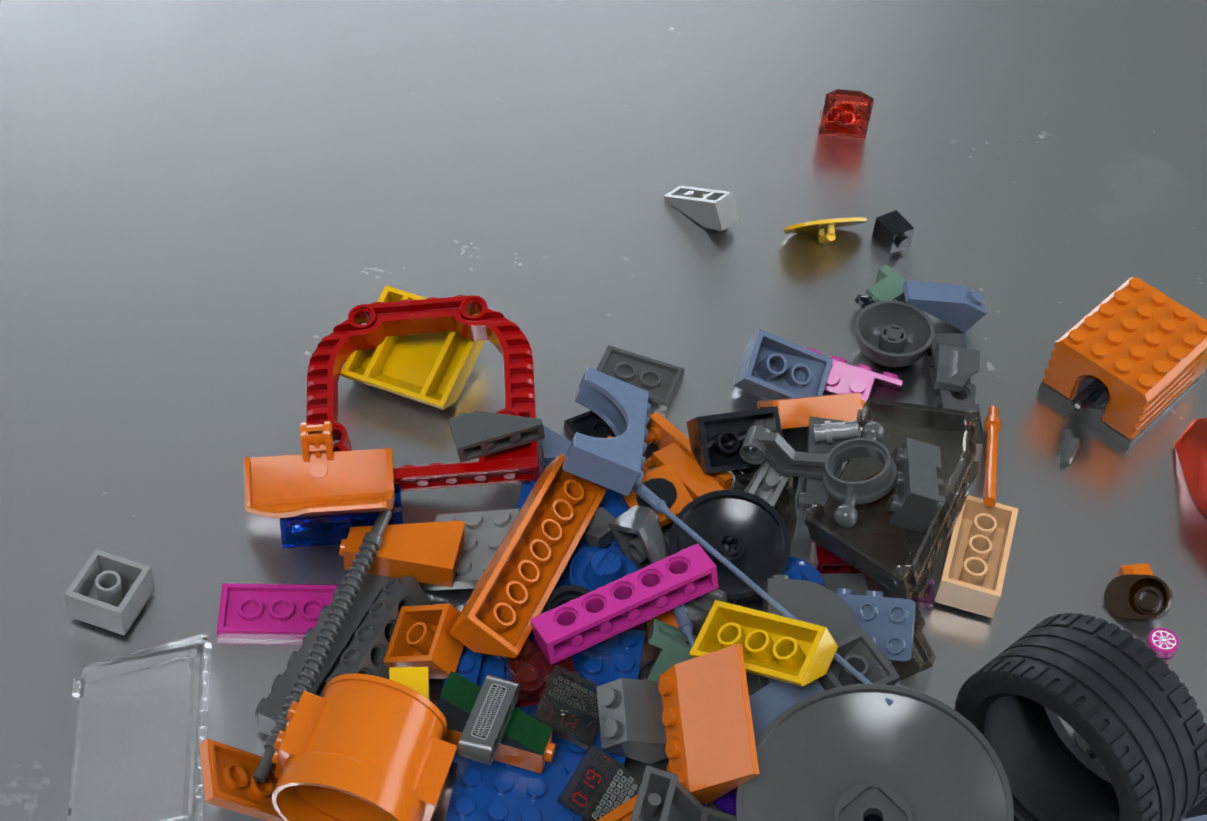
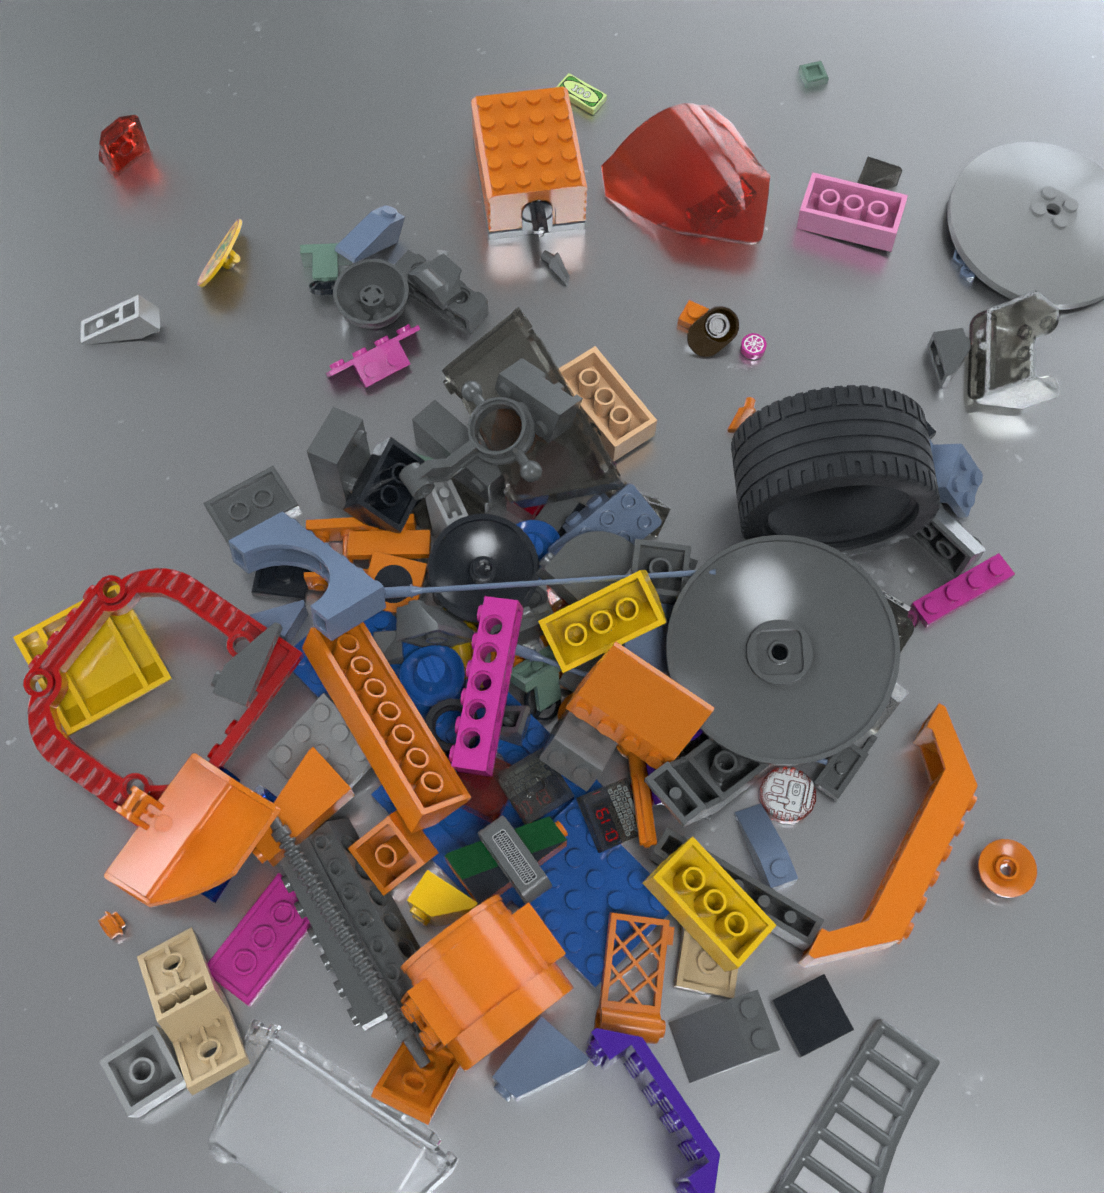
camera: 50 degrees left, 20 degrees up
(181, 589) = (192, 1011): none -> tan bracket
(213, 501) = (112, 924): none -> orange plate
(613, 658) = (515, 724): none -> dark grey slope
(727, 378) = (338, 456): none -> dark grey brick
(781, 368) = (348, 389): sand blue slope -> none
(797, 411) = (396, 406): orange slope -> none
(835, 431) = (446, 414): light grey pin -> none
(893, 232) = (267, 211): black brick -> none
(992, 427) = (501, 298): orange bar -> none

